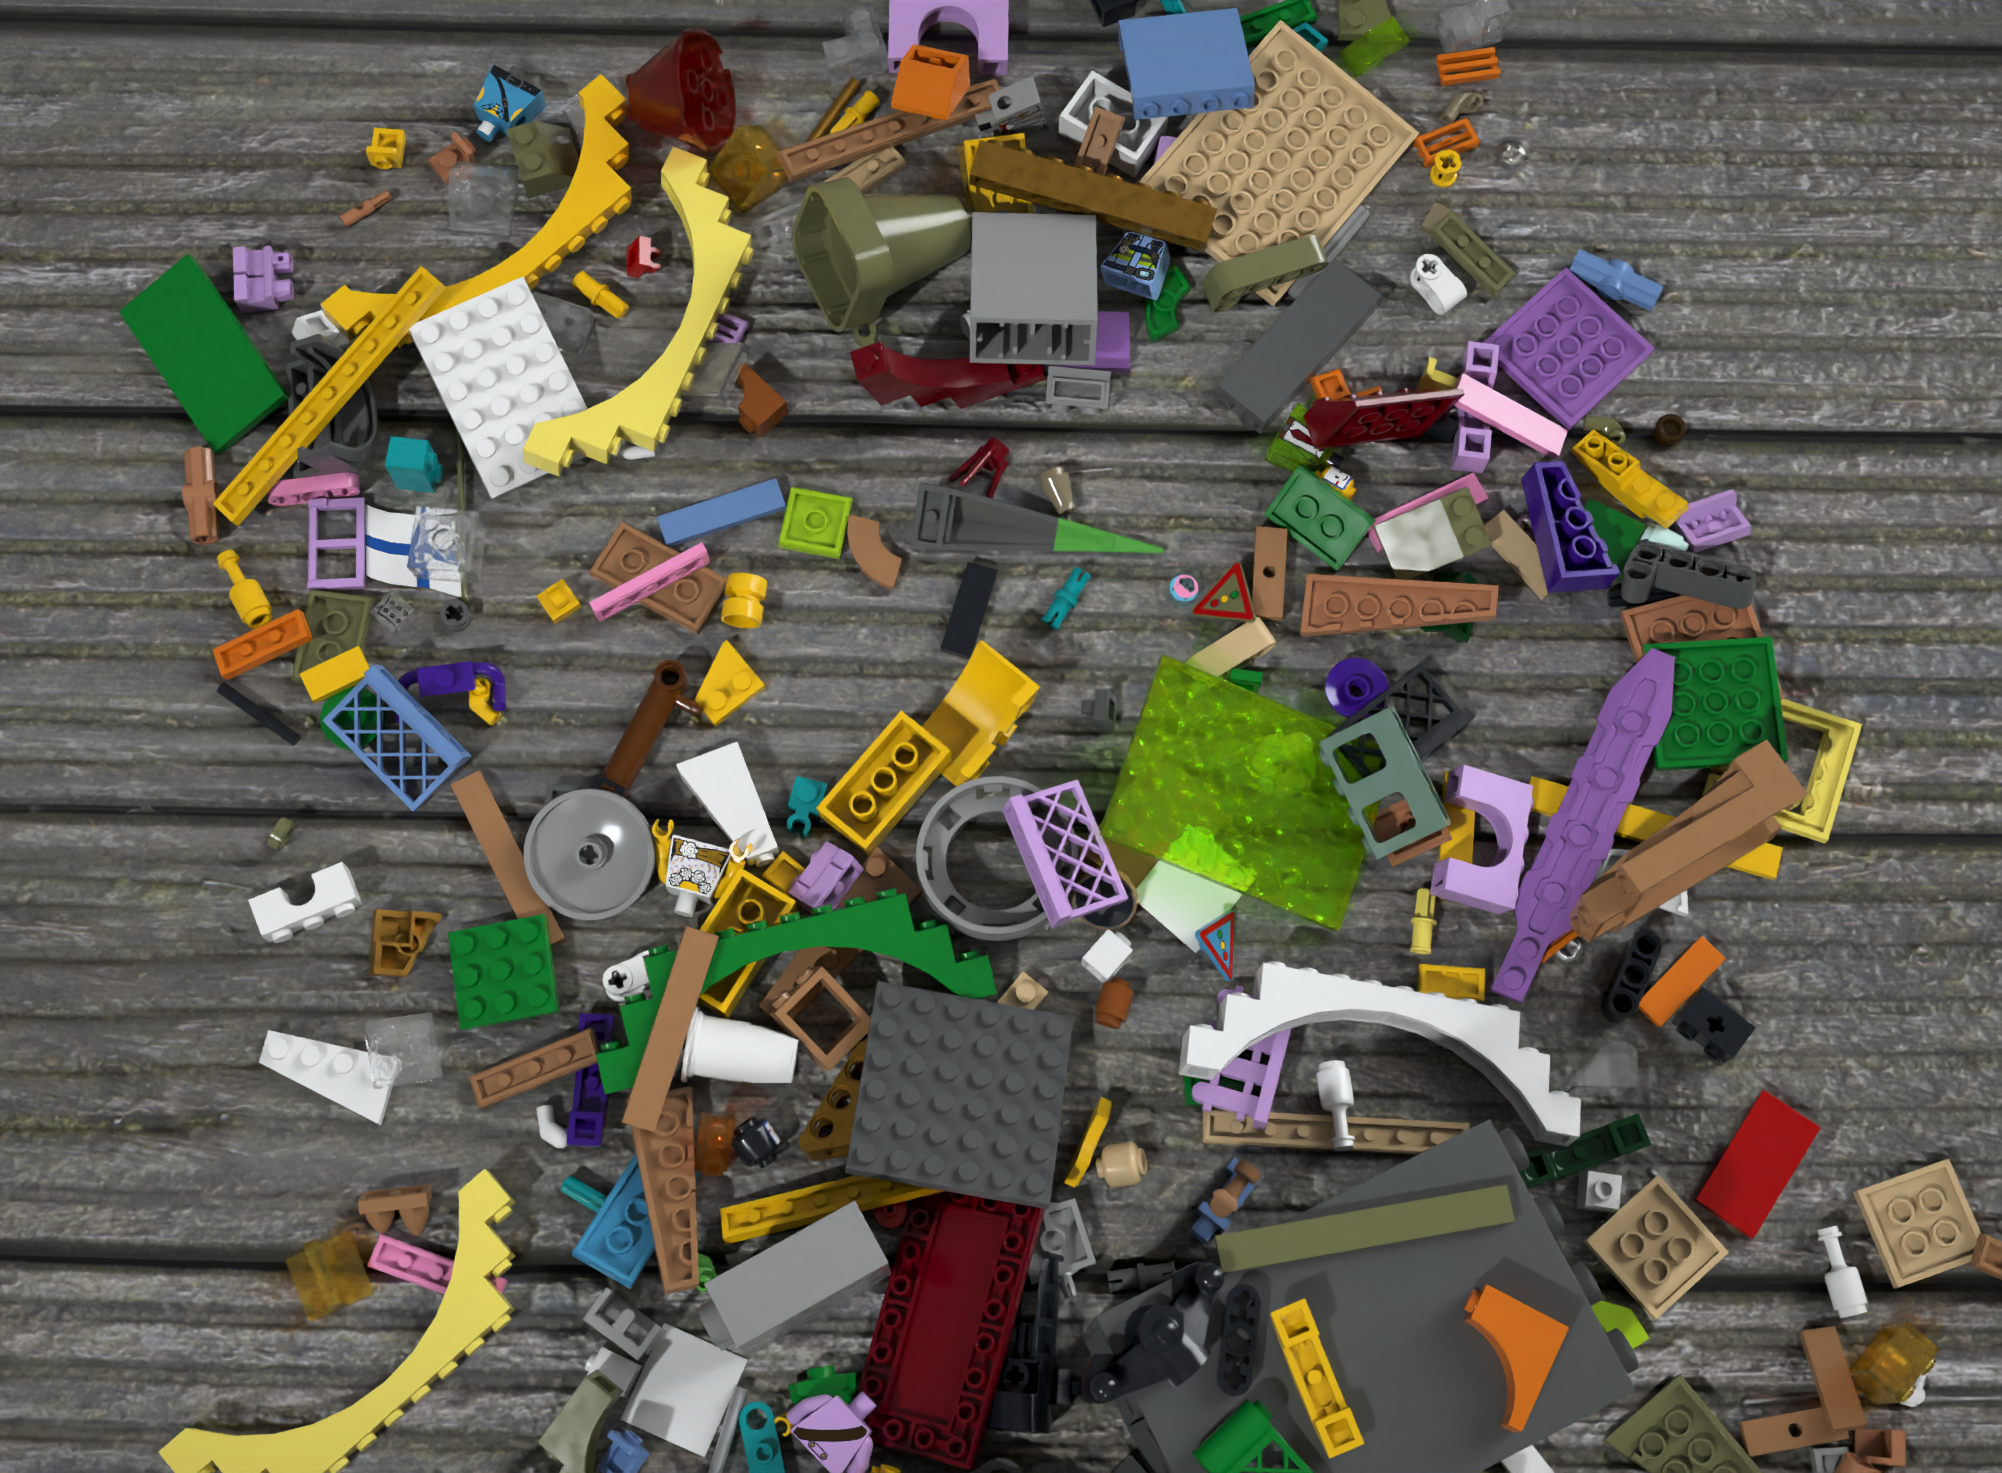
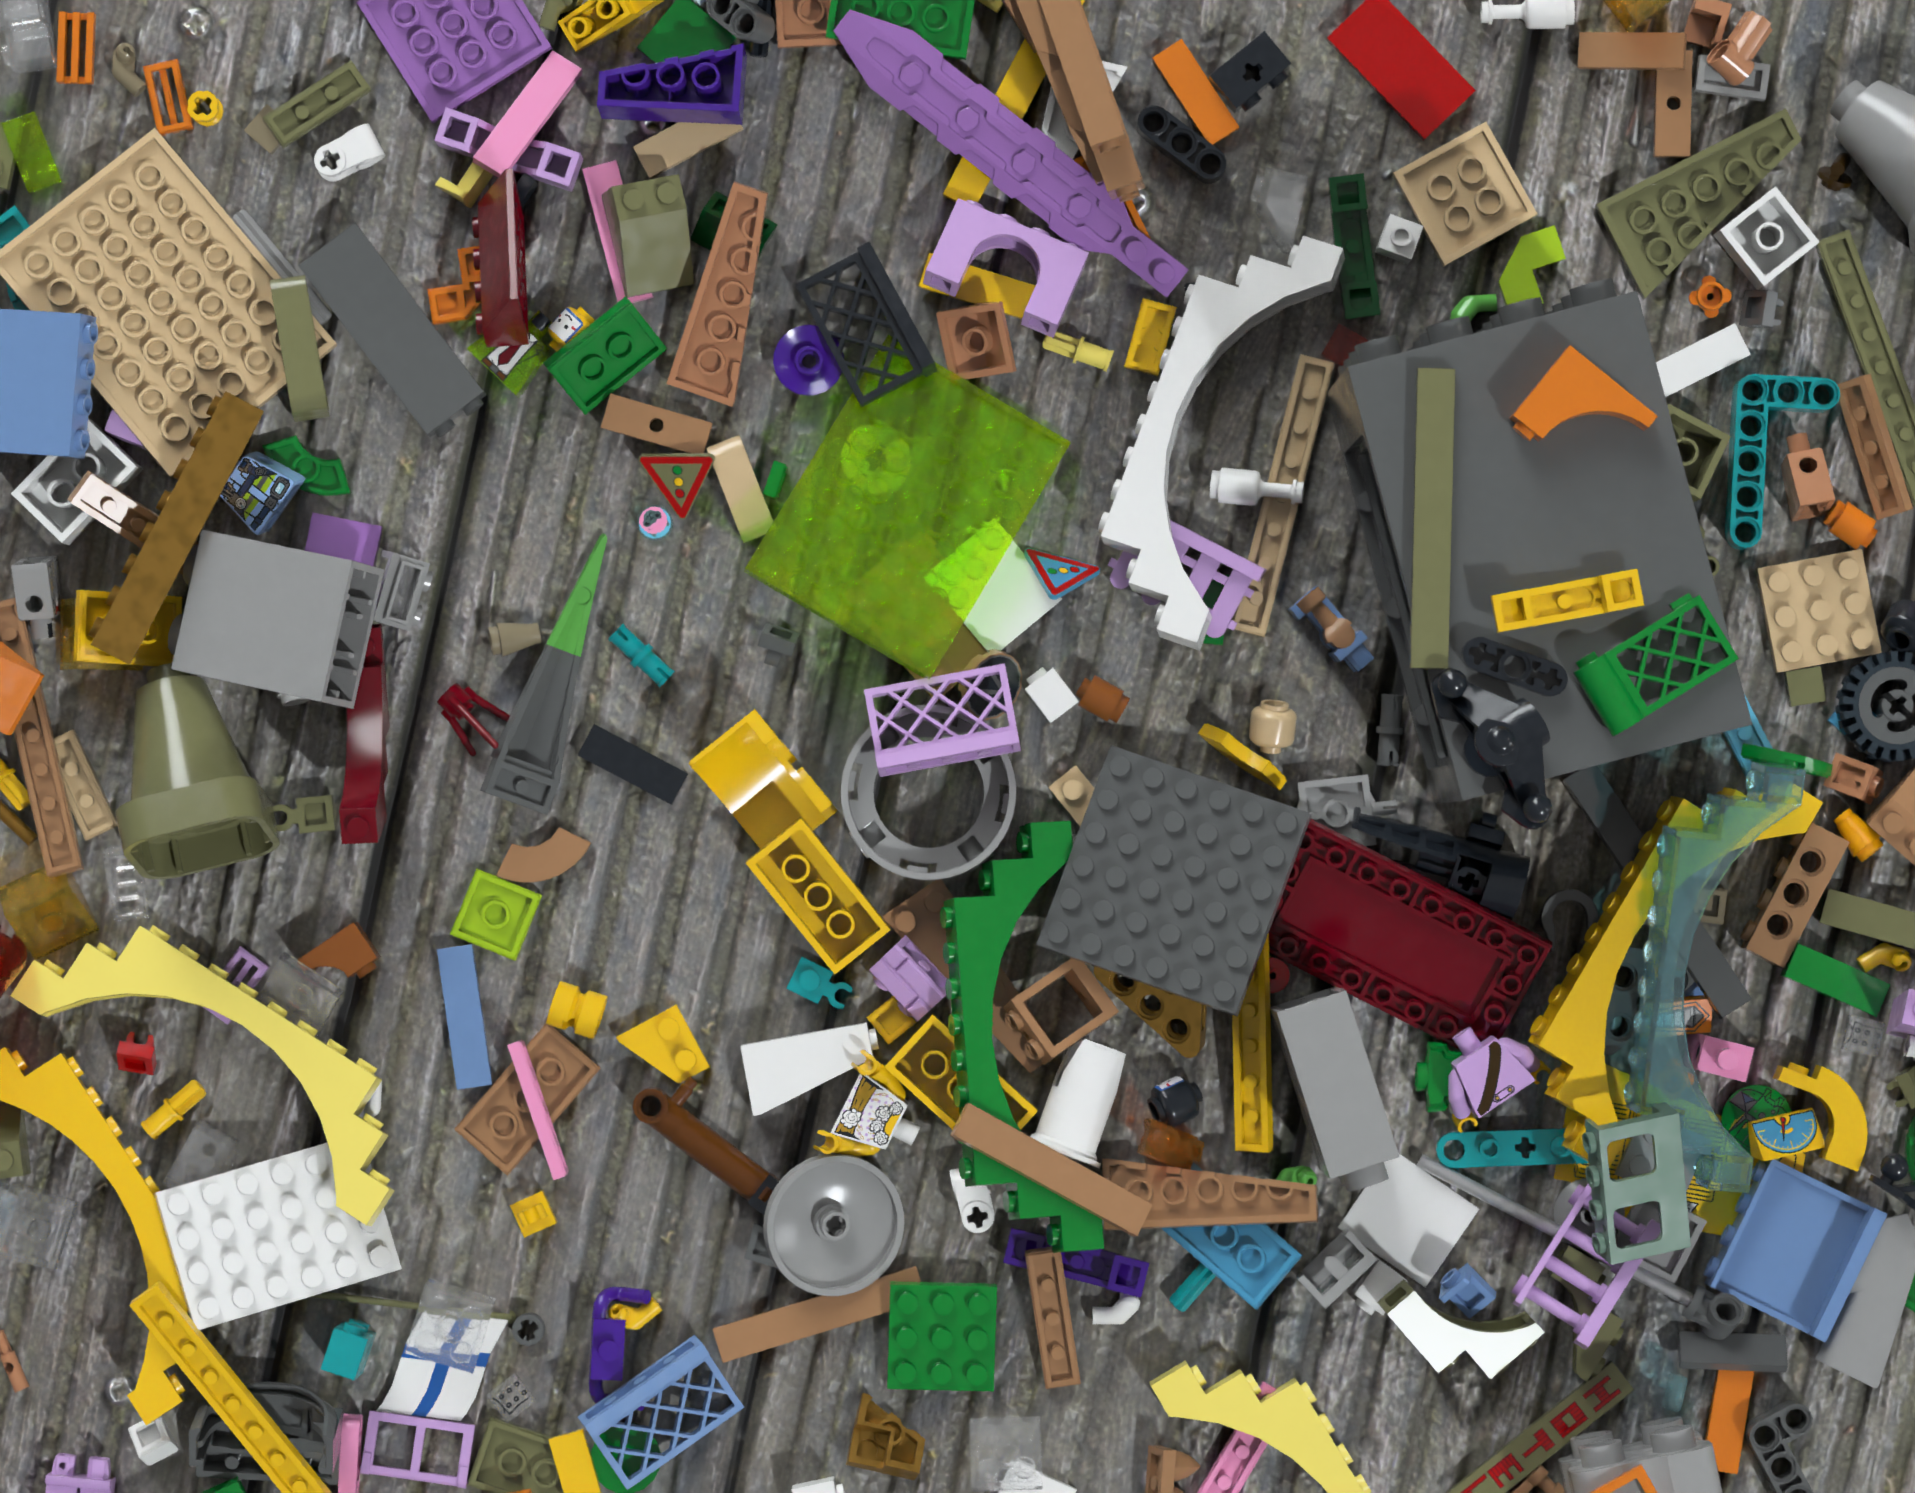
camera: 70 degrees left, 15 degrees up
(1401, 774) = (927, 339): sand green window -> none

